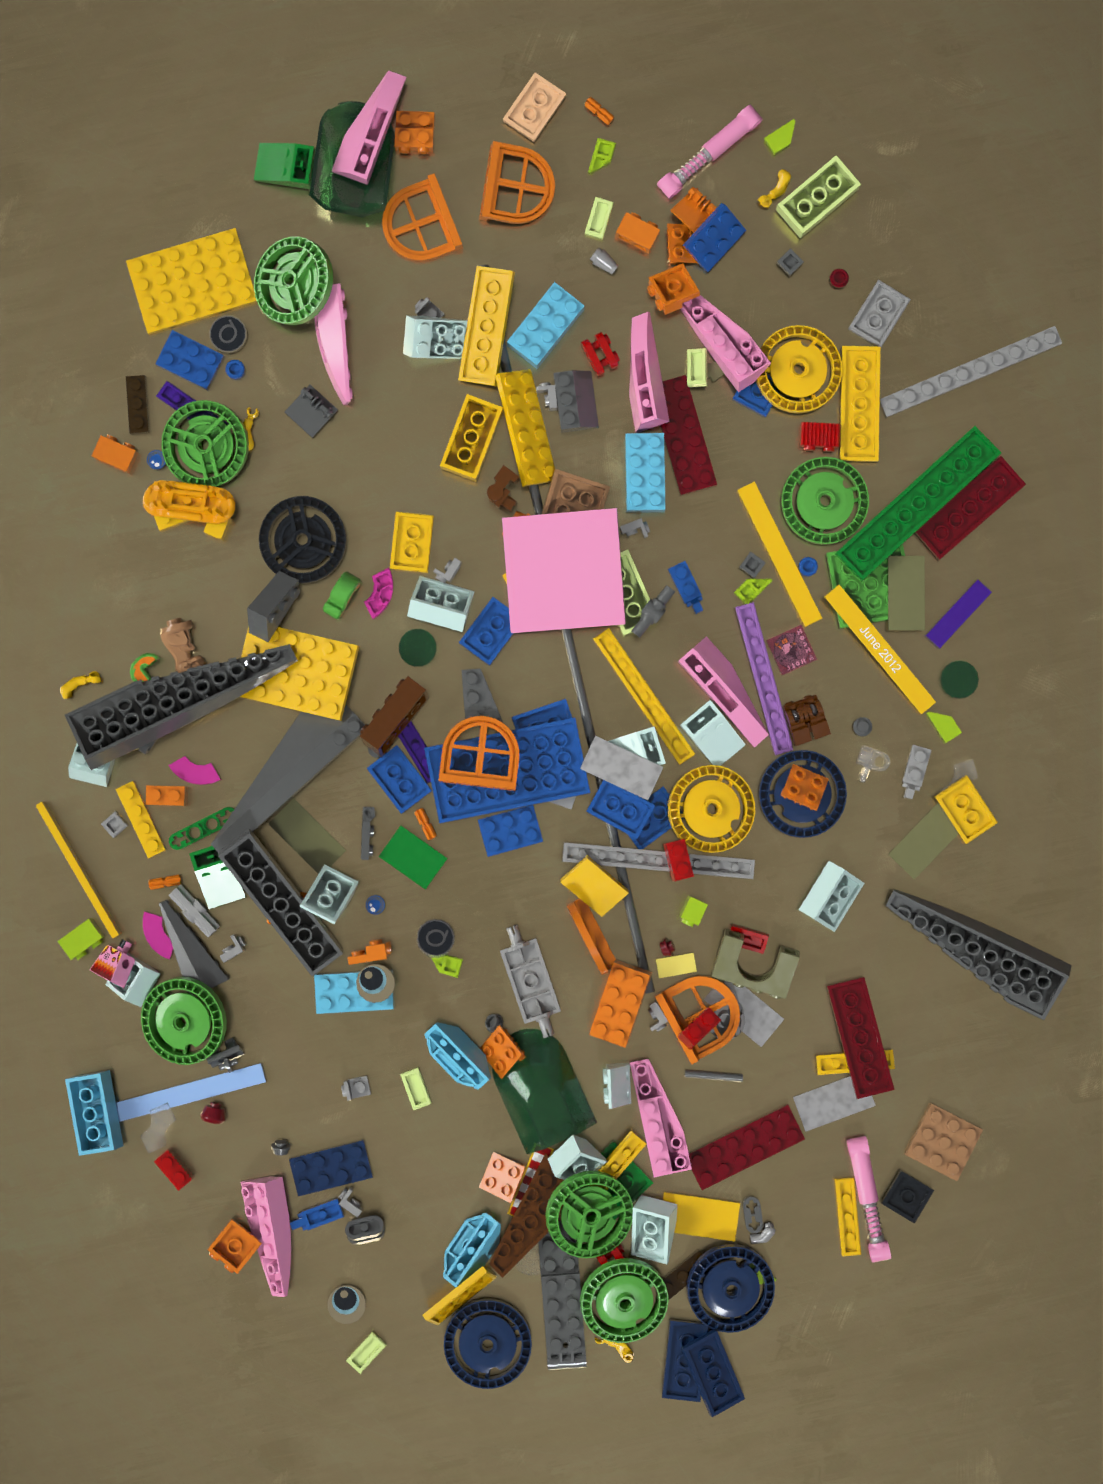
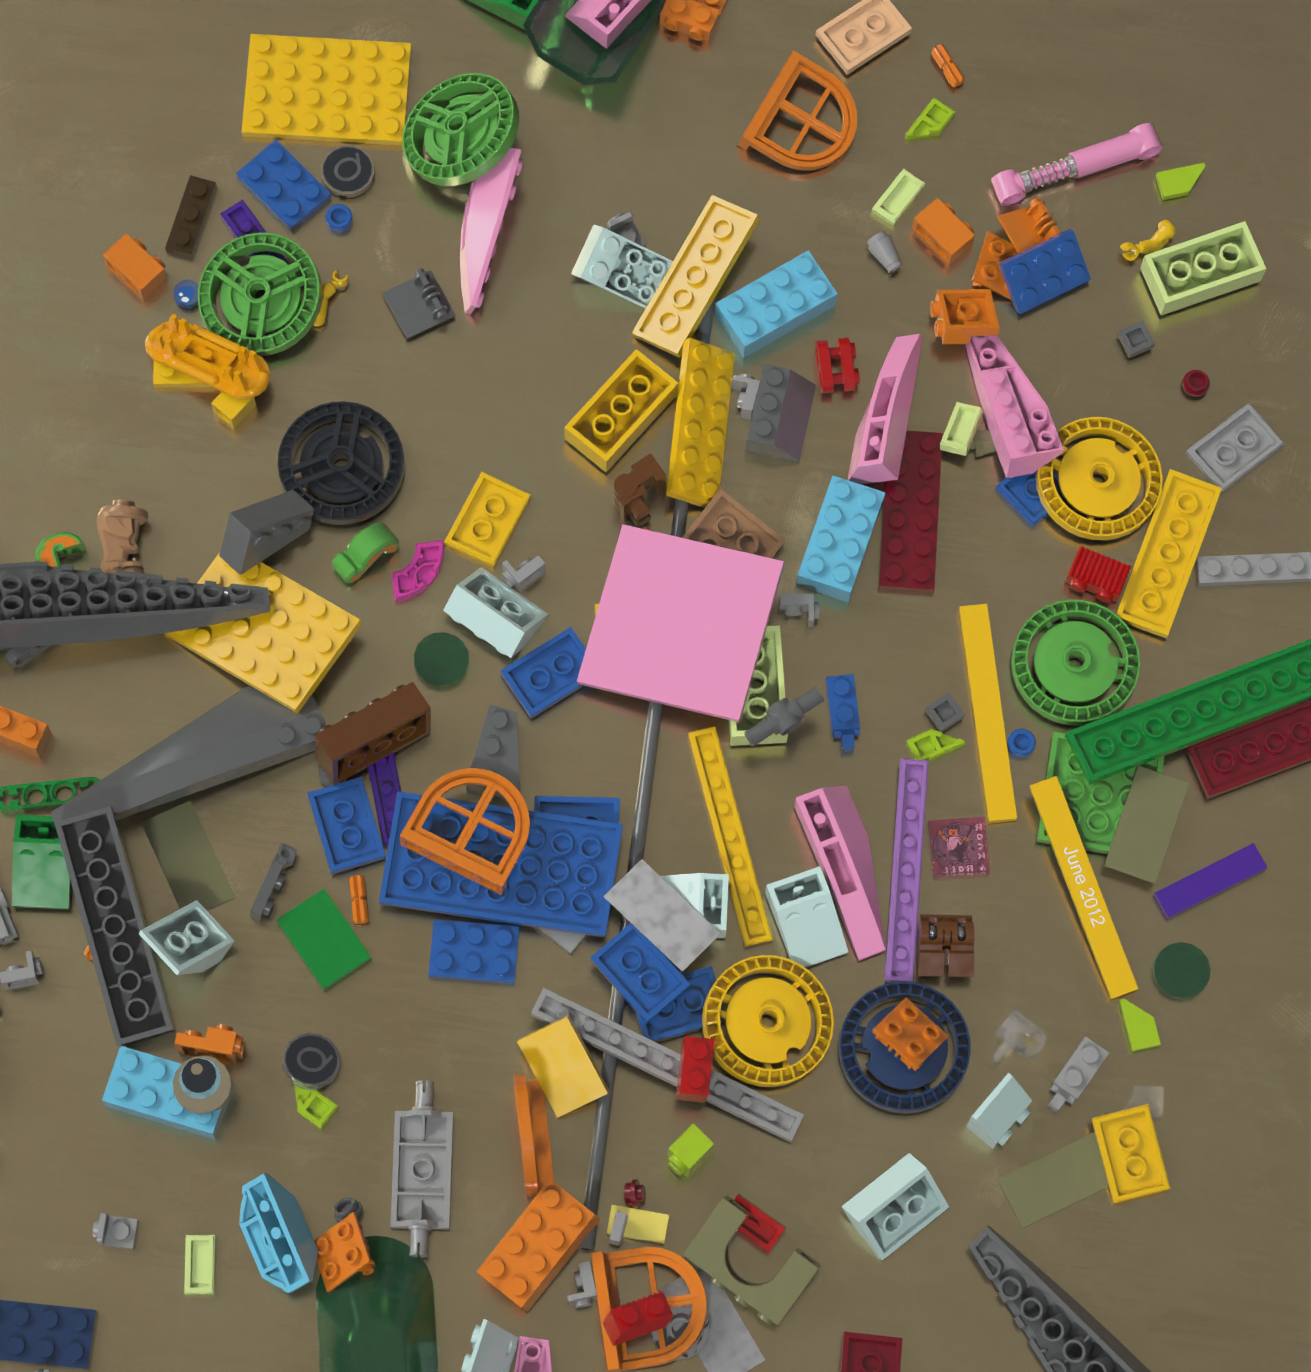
camera: 15 degrees right, 15 degrees down
(195, 773) = (69, 718): dark pink tile -> none
(375, 904) = (245, 985): blue tile -> none
(442, 214) = (690, 120): orange window -> none
(666, 976) = (618, 1228): none -> light grey tile
(862, 726) = (1022, 986): dark grey plate -> none
(876, 814) = (1000, 1112): none -> light aqua slope

